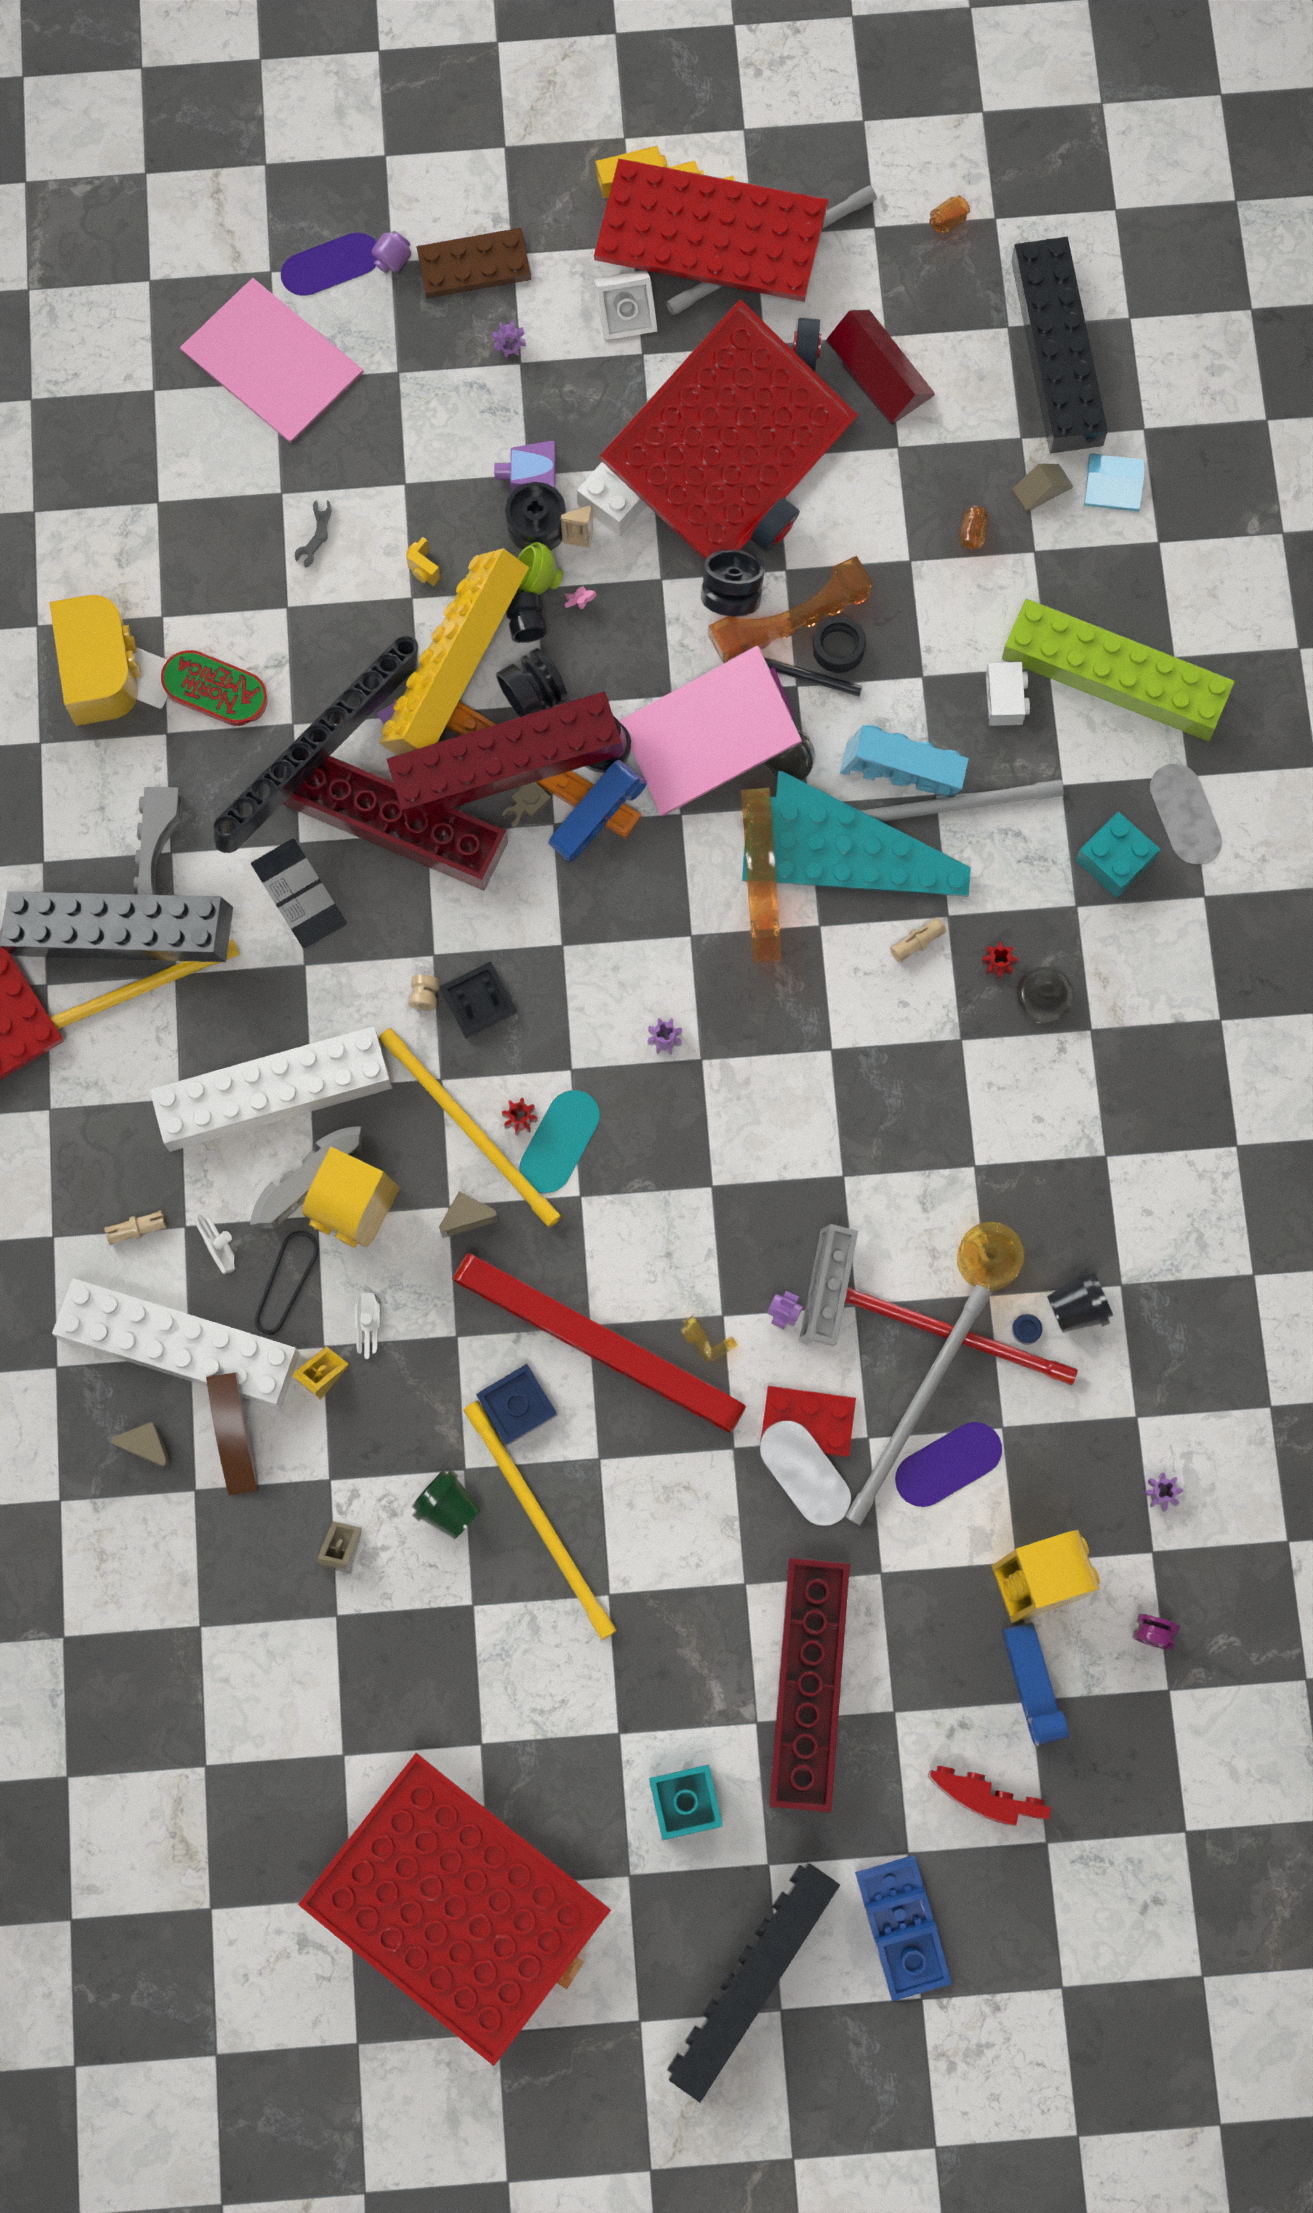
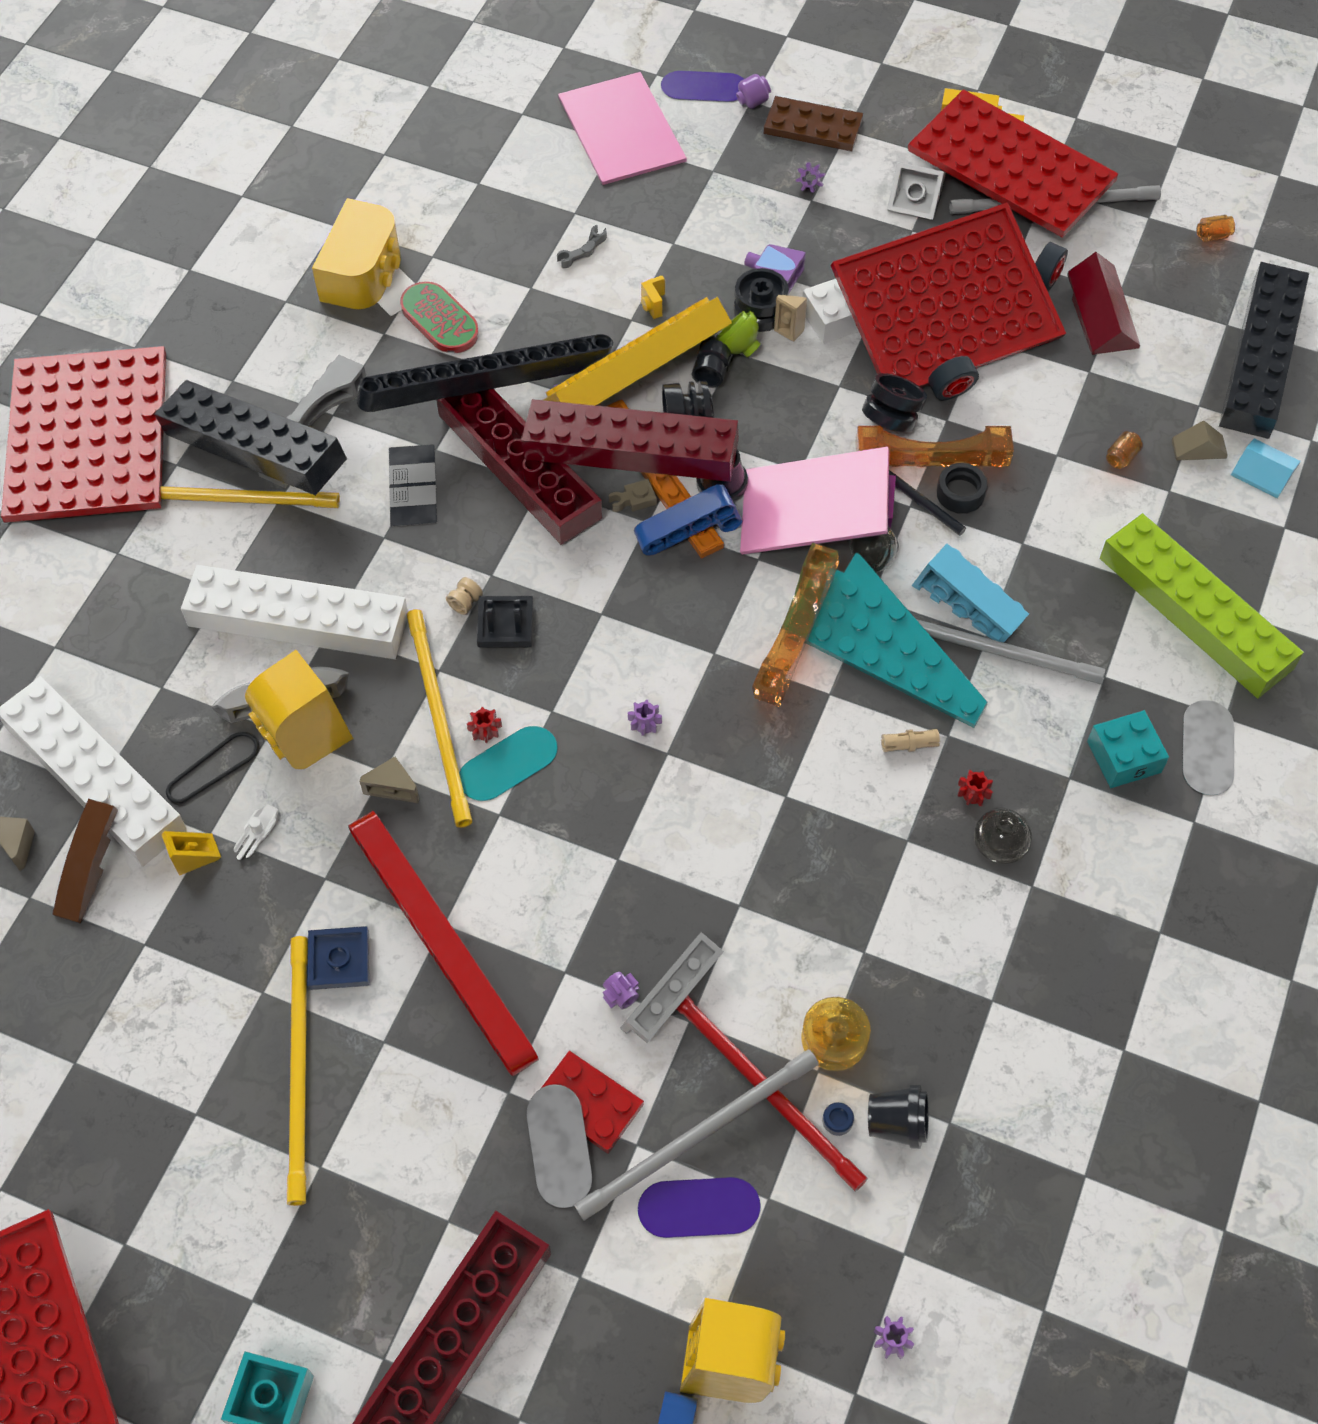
camera: 25 degrees right, 15 degrees down
(135, 1227) = (120, 668): tan pin -> none
(217, 1244) = (175, 712): white piece -> none
(339, 1547) = (111, 1003): dark tan slope -> none
(446, 1505) = (222, 1009): dark green piece -> none
(580, 597) = (764, 369): bright pink plant -> none
(693, 1333) = (528, 971): clear yellow plate -> none
(1006, 693) = (1089, 581): white brick -> none

